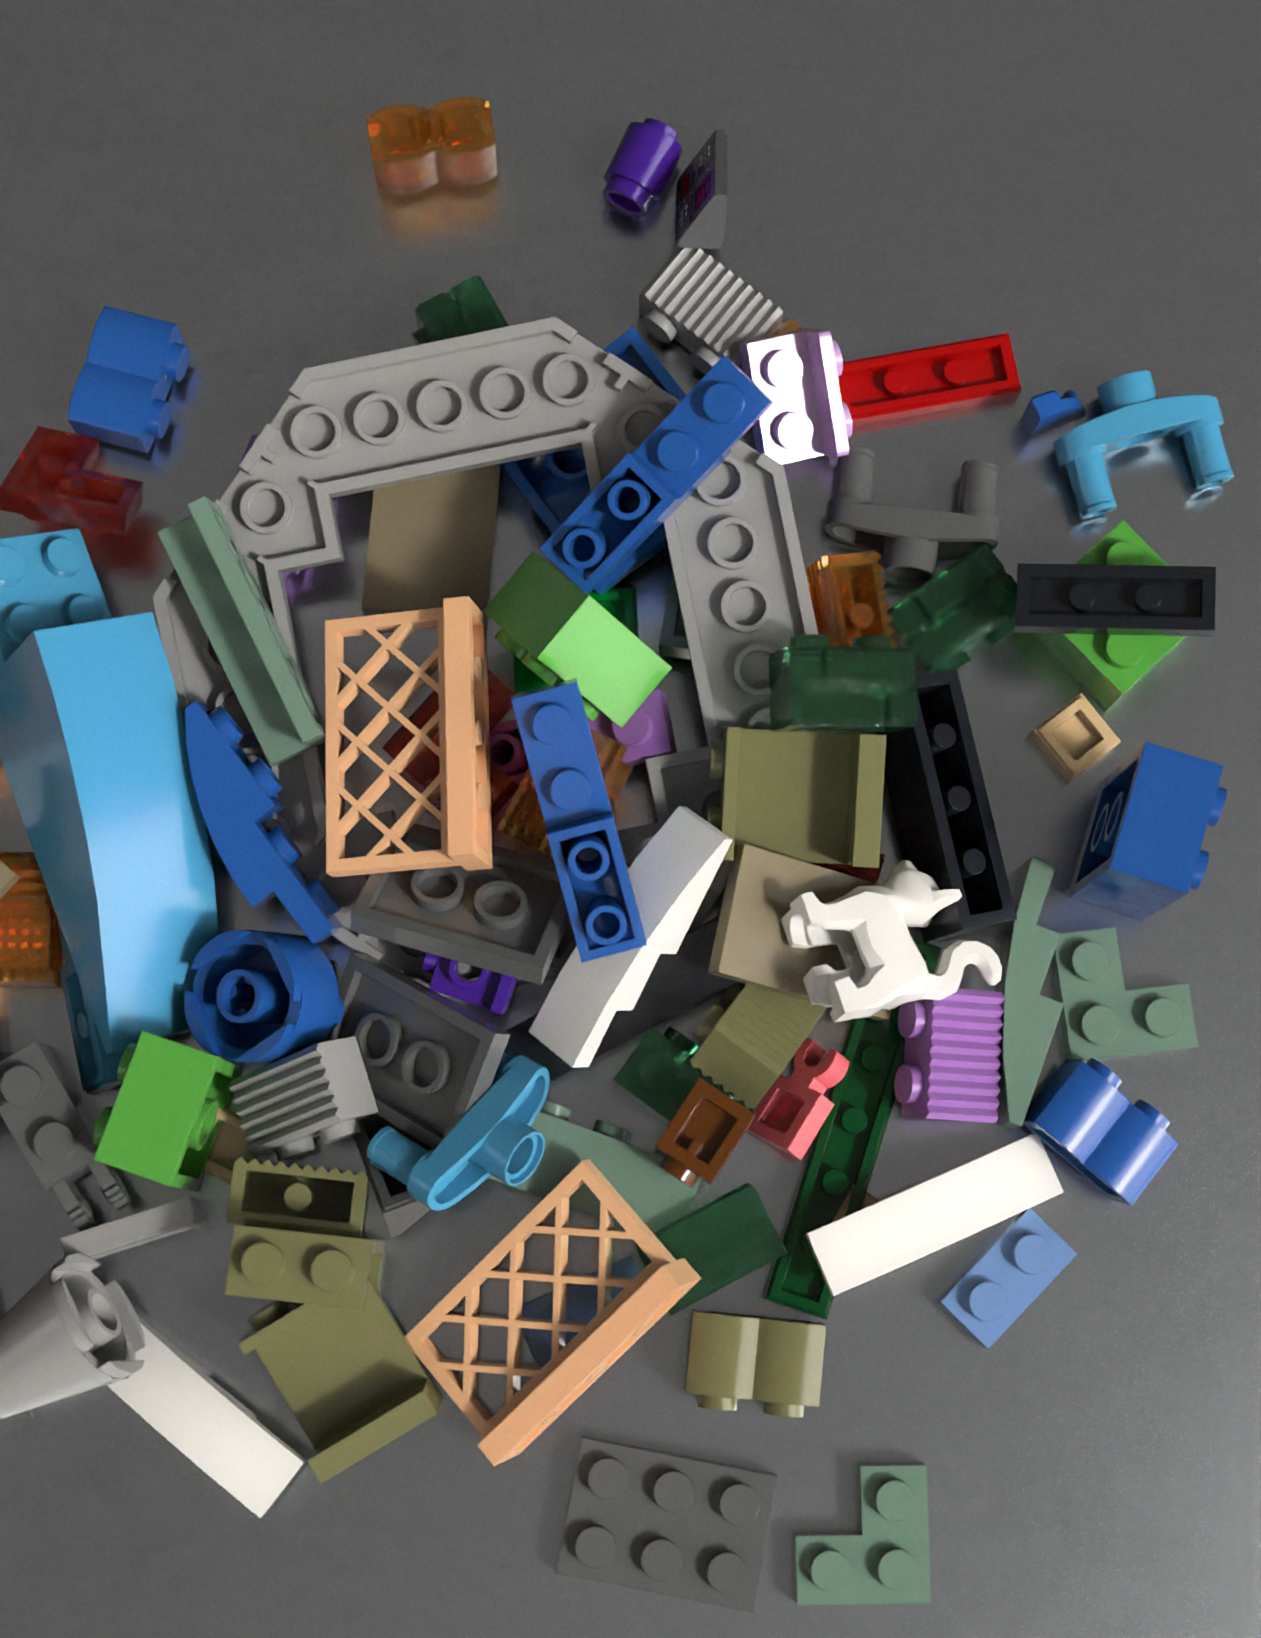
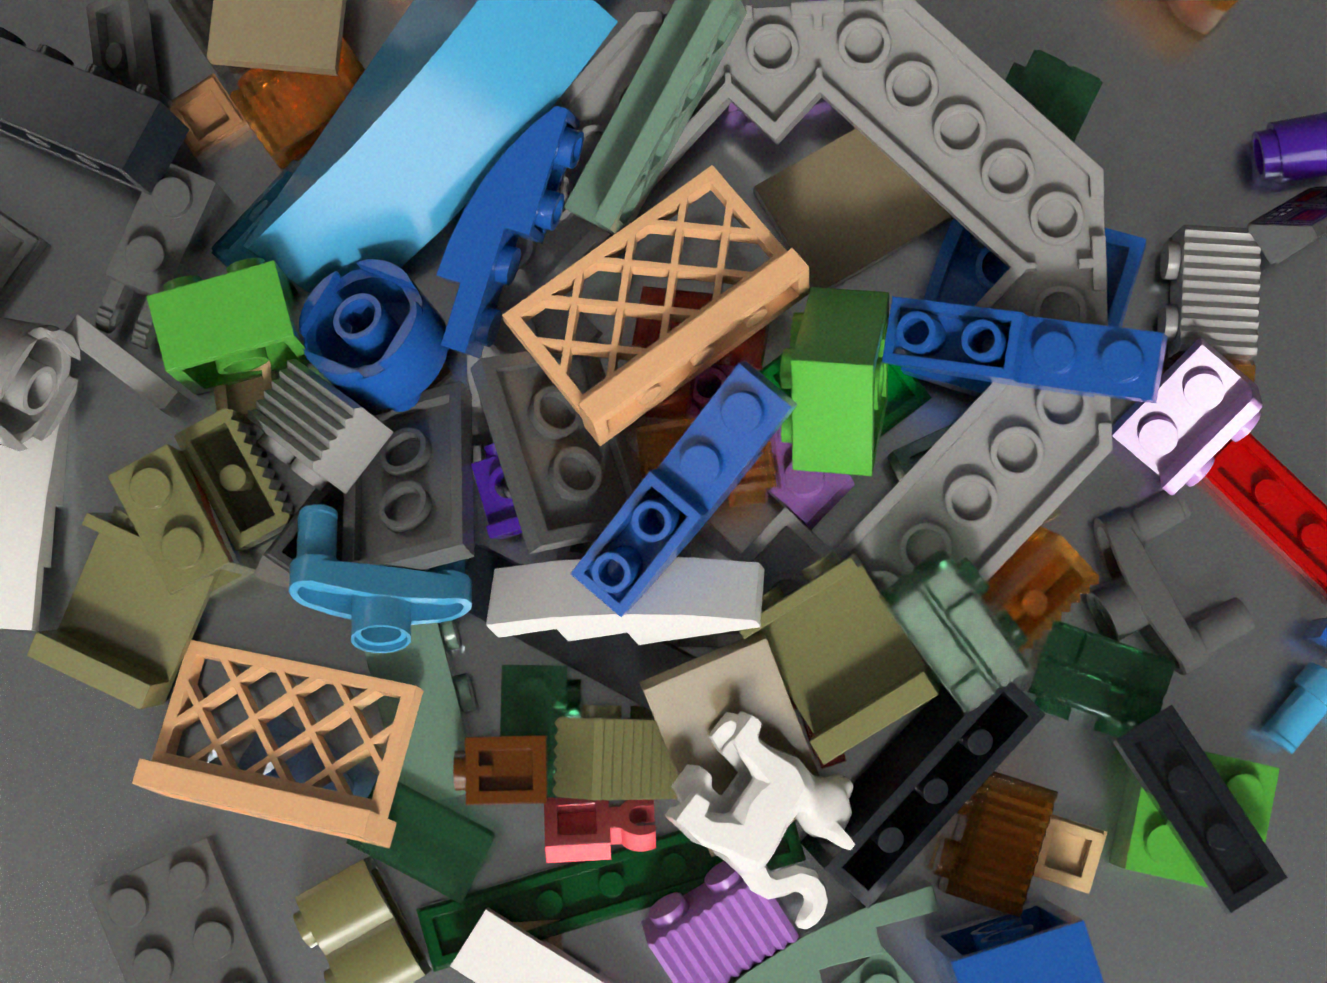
camera: 60 degrees right, 5 degrees up
(1033, 784) = (996, 843): none -> clear orange brick

